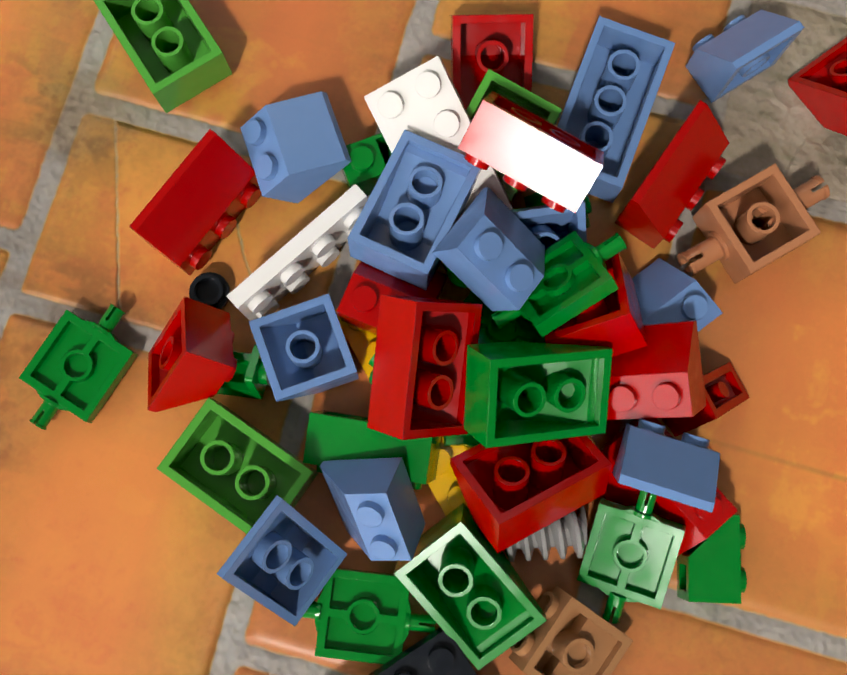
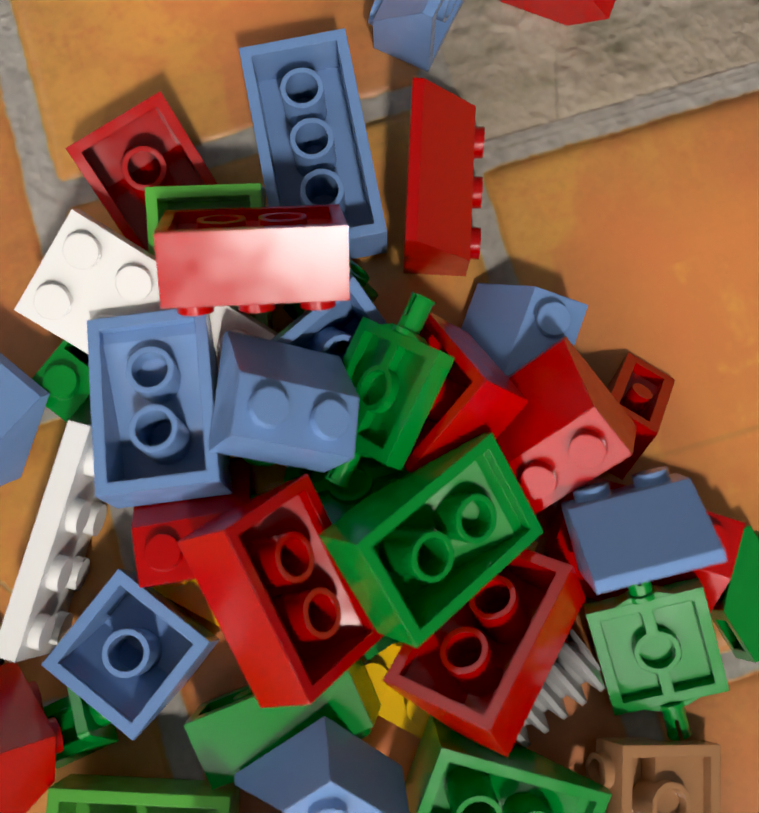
camera: 30 degrees left, 0 degrees up
(761, 200) = (569, 150): nougat brick -> none

